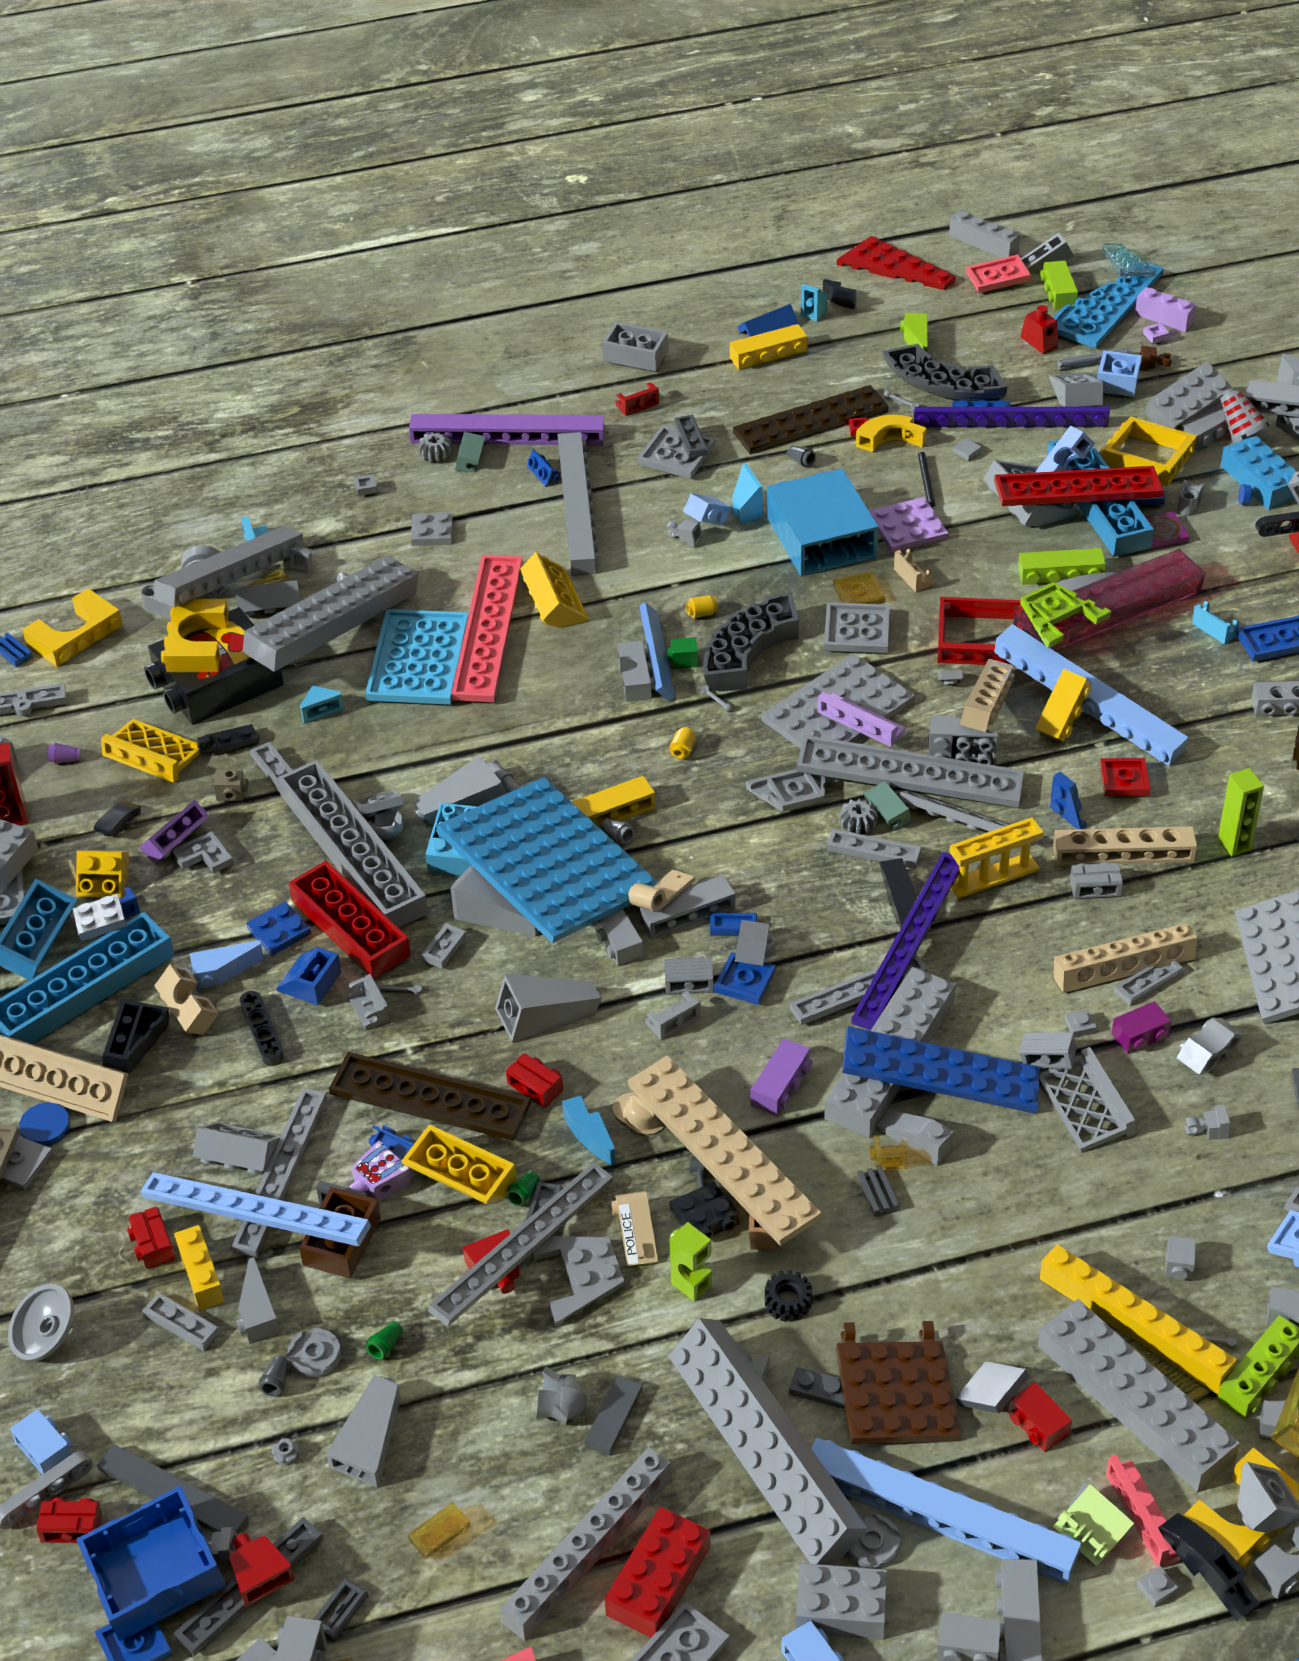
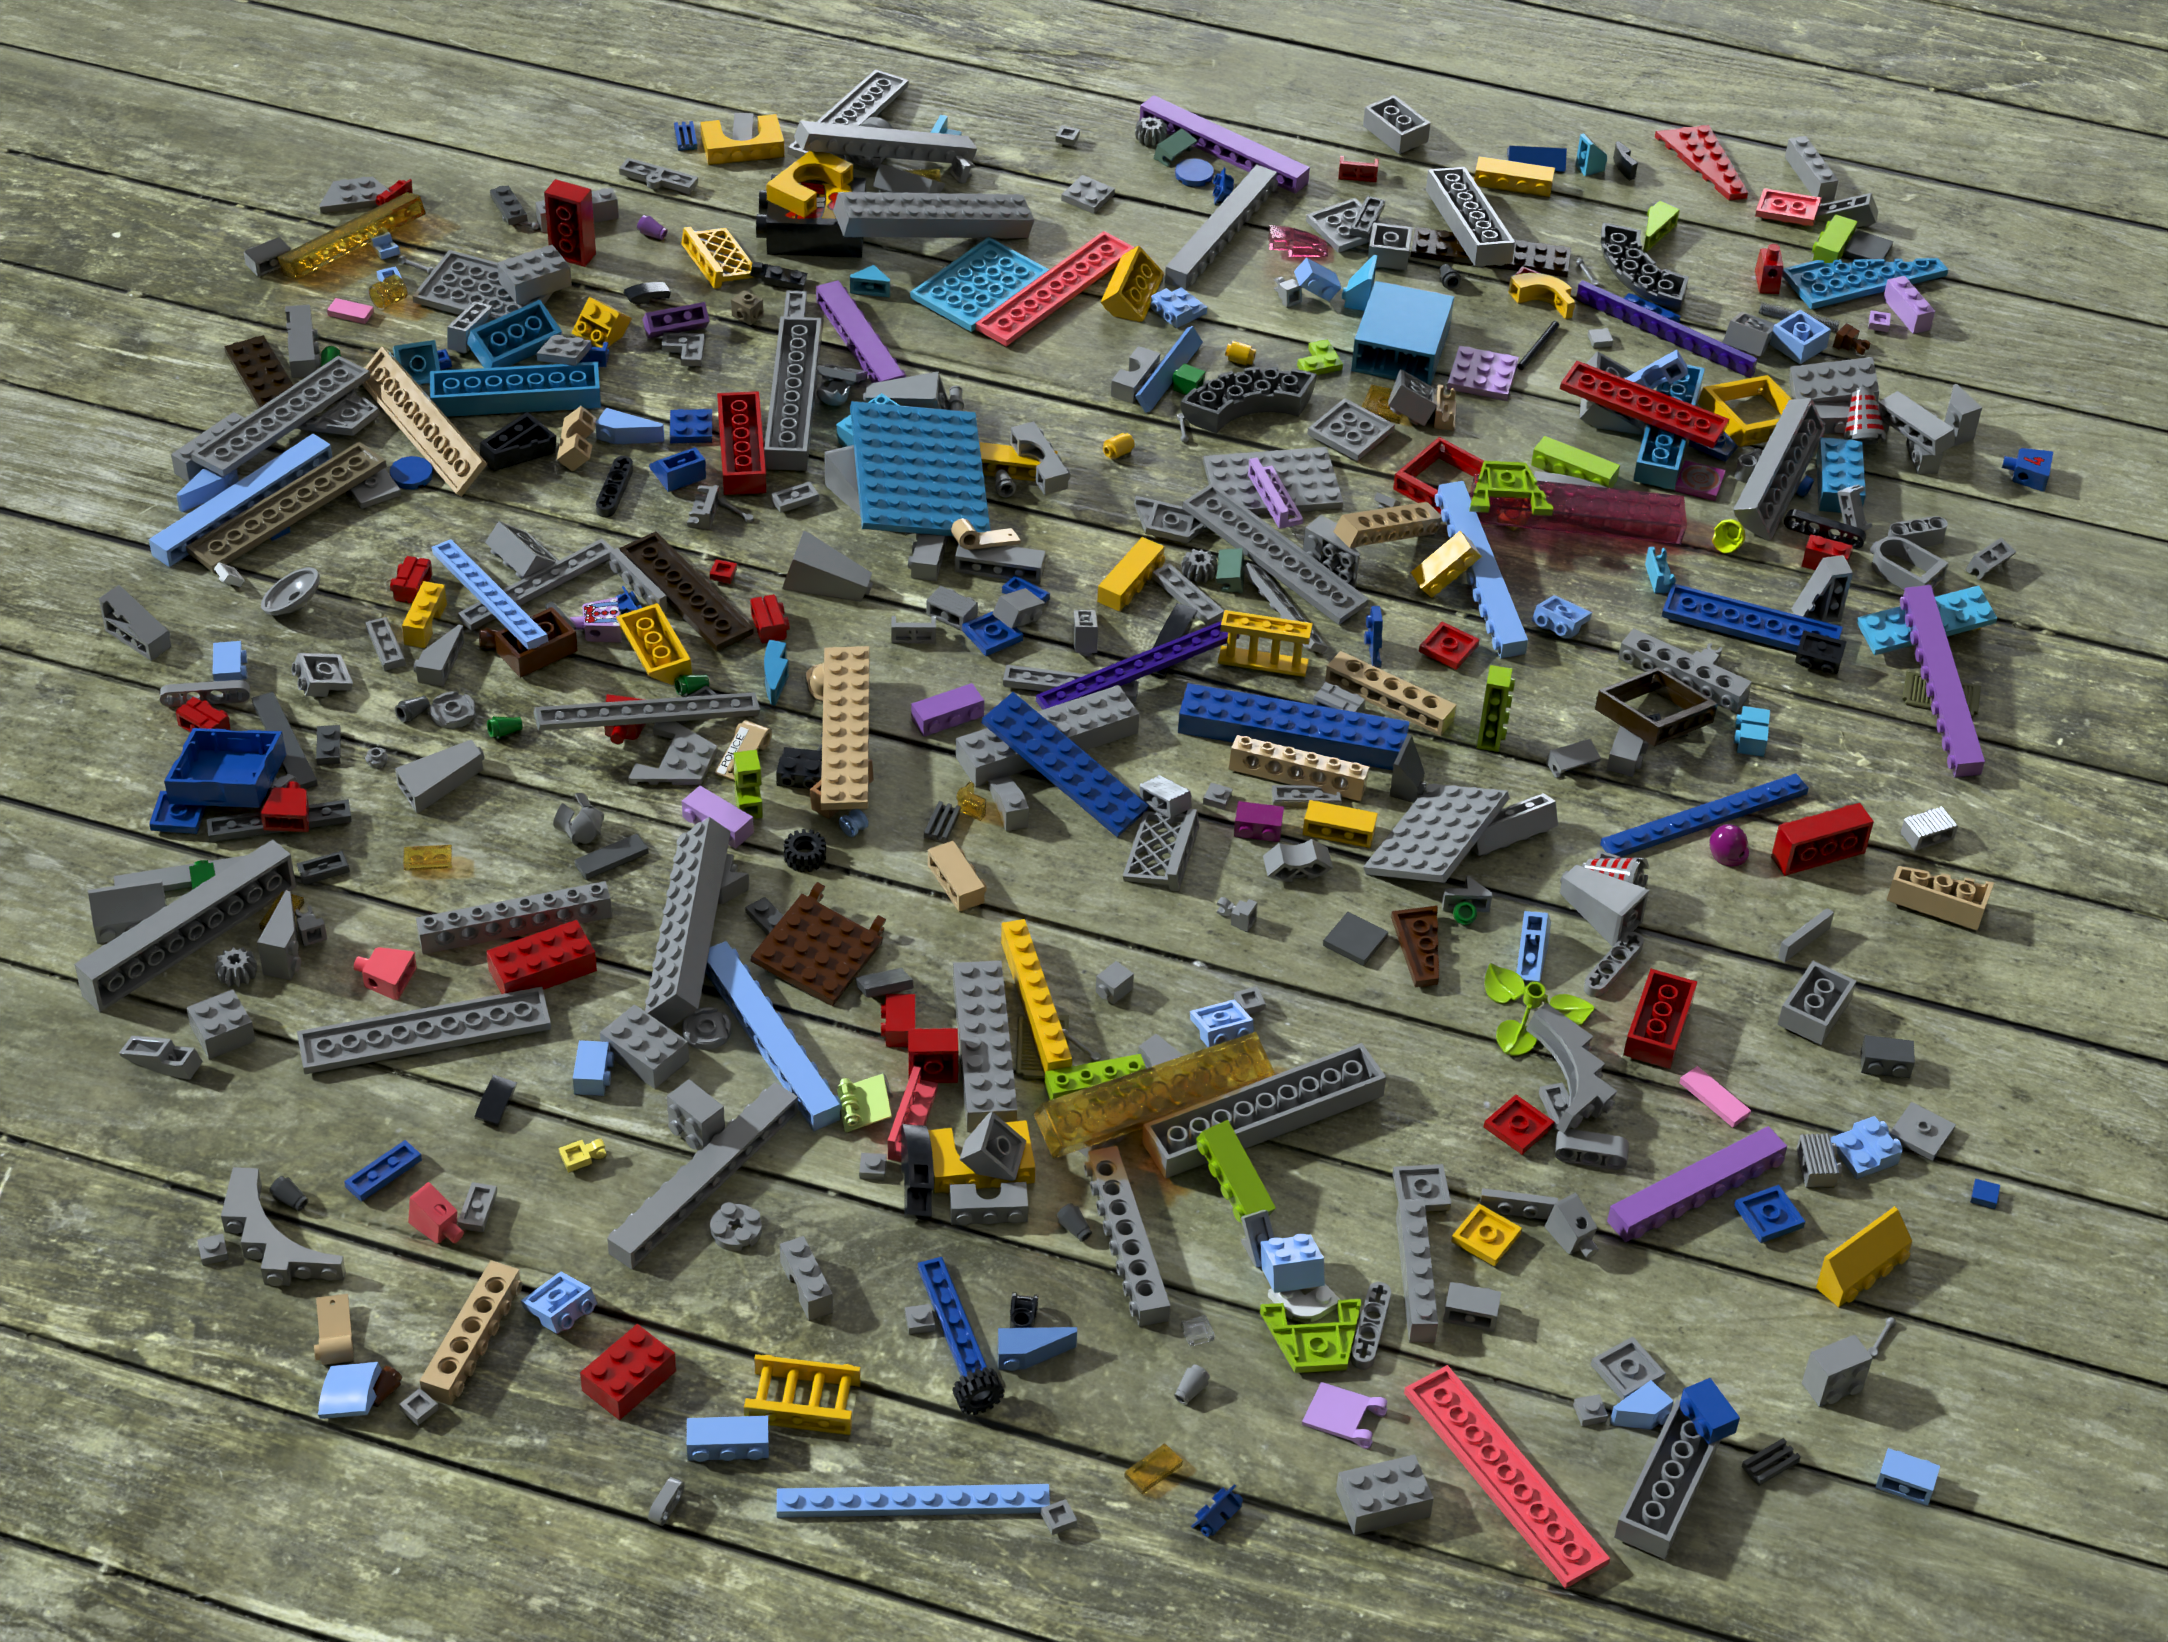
camera: 30 degrees right, 0 degrees up
(60, 616) = (743, 126): none -> light grey tile
(149, 1394) = (321, 673): none -> light grey plate
(156, 553) = (862, 102): none -> light grey plate
(222, 1467) = (328, 745): none -> dark grey plate
(286, 1254) = (487, 638): none -> reddish brown cone
(356, 759) = (857, 333): none -> medium lavender brick
(377, 1112) = (637, 579): none -> light grey plate
(446, 1056) = (723, 571): none -> red plate
(503, 466) = (1194, 172): none -> tile
(606, 592) = (1177, 306): none -> light blue plate
(619, 779) = (1030, 442): none -> light grey arch
(650, 486) = (1297, 242): none -> clear pink slope
(674, 1309) = (705, 804): none -> lavender brick
(732, 450) = (1391, 245): none -> light grey brick
(771, 578) = (1323, 359): none -> lime plate
(777, 395) = (1470, 216): none -> light grey brick
(805, 1242) = (853, 822): none -> light blue wheel
(809, 856) = (1131, 574): none -> yellow brick
(825, 931) = (1085, 632): none -> light grey slope
(884, 574) = (1412, 398): none -> light grey slope
(946, 1237) = (956, 875): none -> tan brick
(1081, 922) = (1304, 726): none -> blue brick
(1087, 278) = (1867, 246): none -> dark grey tile
(1111, 1432) = (935, 1053): none -> red brick
(1125, 262) = (1915, 248): clear light blue wing -> none
(1185, 703) = (1560, 616): none -> light blue plate
(1206, 989) = (1340, 824): none -> yellow brick
(1215, 911) = (1407, 773): none -> dark grey slope
(1219, 488) = (1780, 468): none -> light grey slope
(1237, 565) = (1728, 536): none -> neon yellow hair

